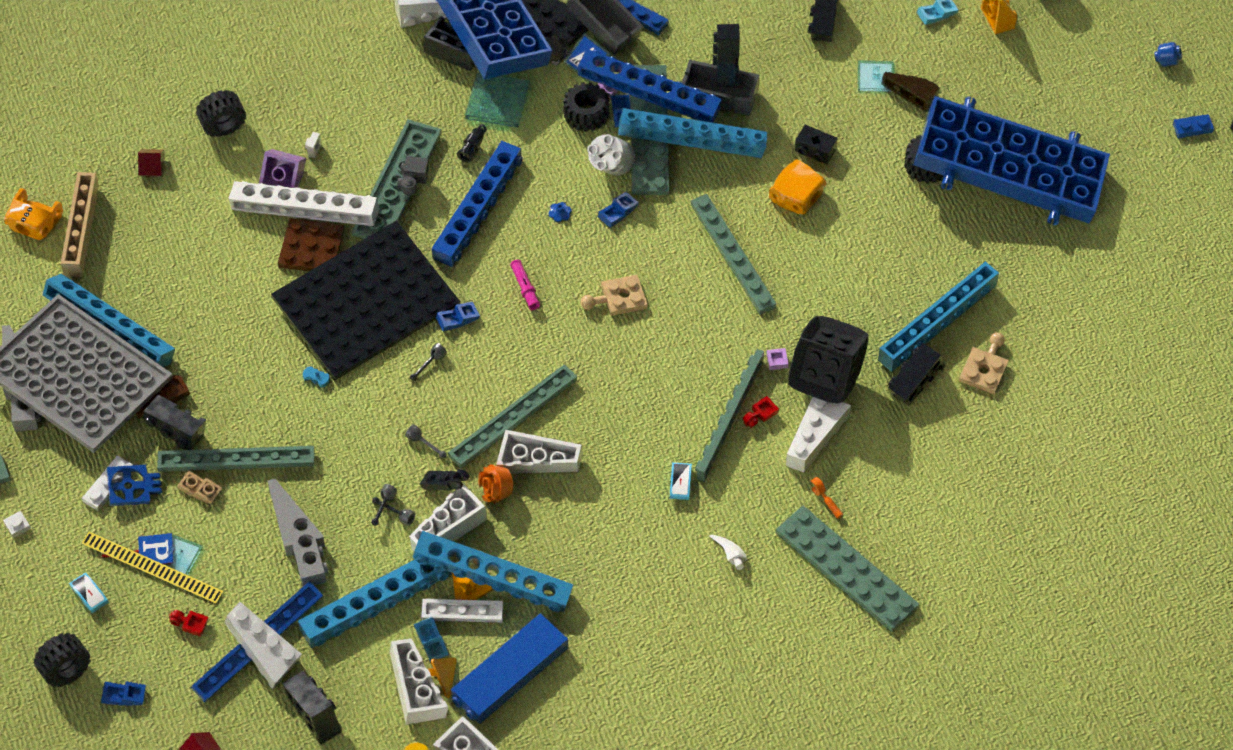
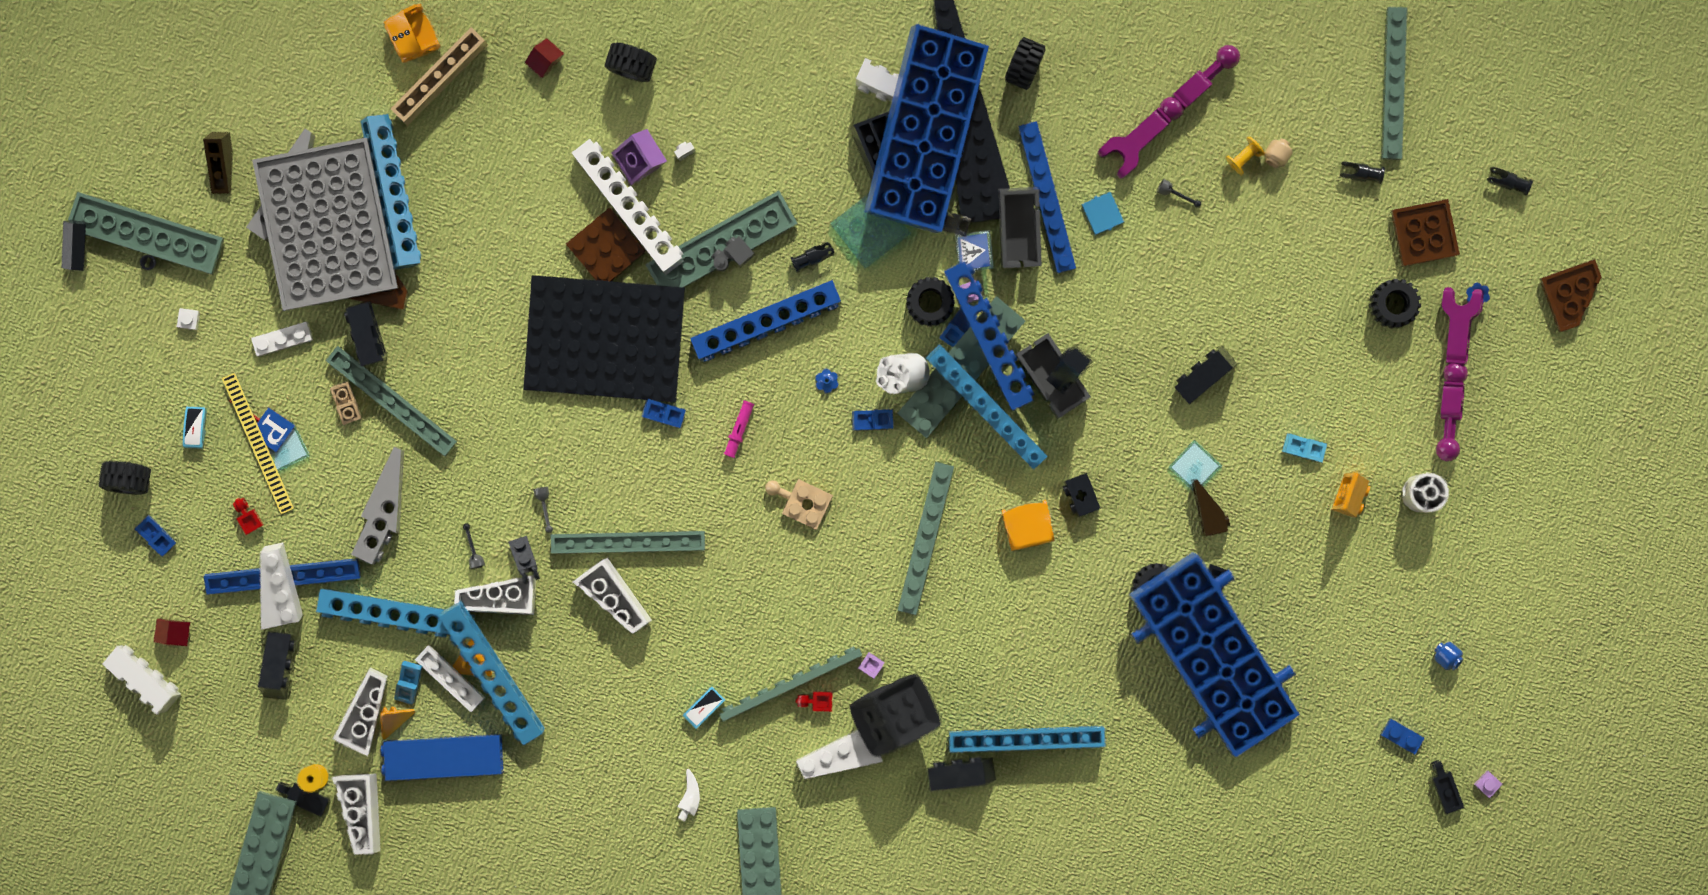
camera: 40 degrees right, 30 degrees up
(148, 484) = (309, 366): blue piece -> none
(316, 376) = (510, 370): dark azure piece -> none
(387, 493) = (476, 531): hinge -> none
(437, 352) = (618, 435): hinge -> none
(496, 483) = (561, 595): orange cone -> none
(819, 489) = (798, 820): orange piece -> none
(981, 359) = (1025, 798): tan plate -> none

